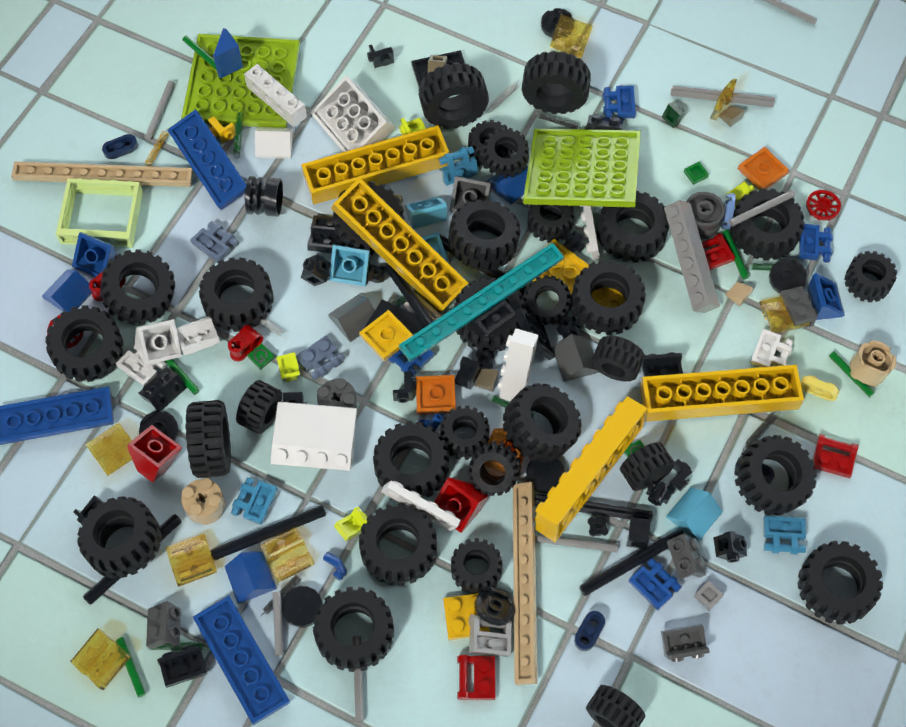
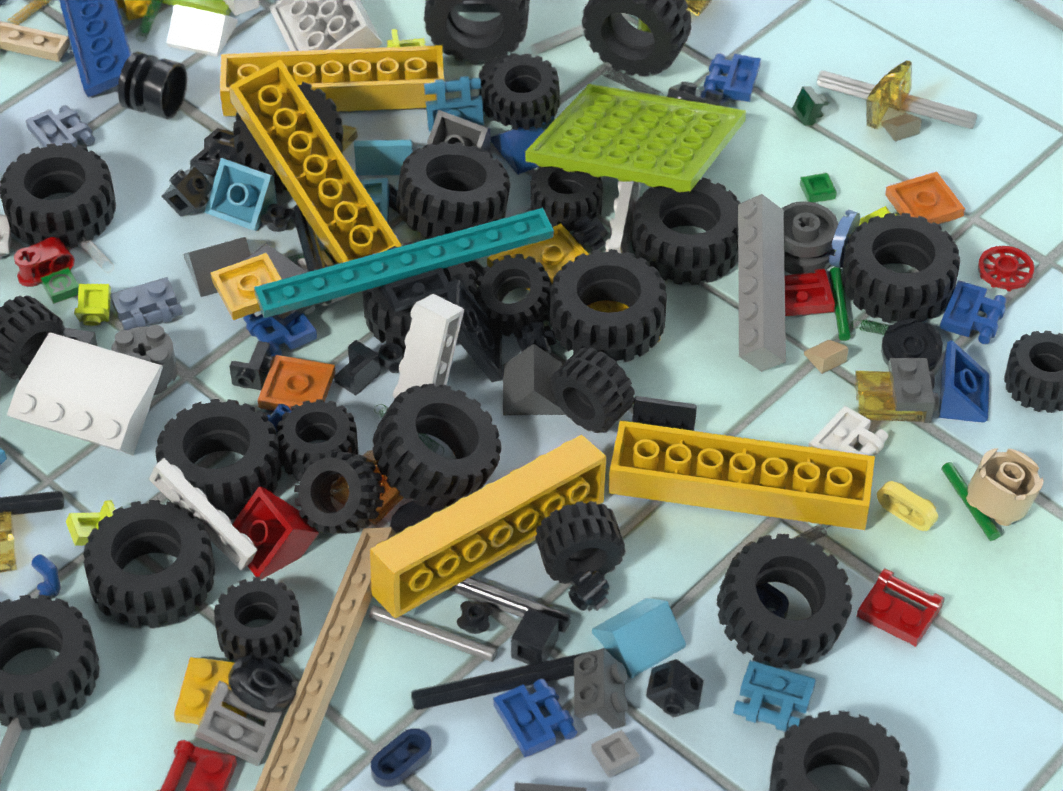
camera: 15 degrees right, 15 degrees down
(487, 379) = (383, 385): dark tan slope -> none
(684, 474) = (632, 580): black bracket -> none
(761, 208) = (893, 235): light grey bar -> none

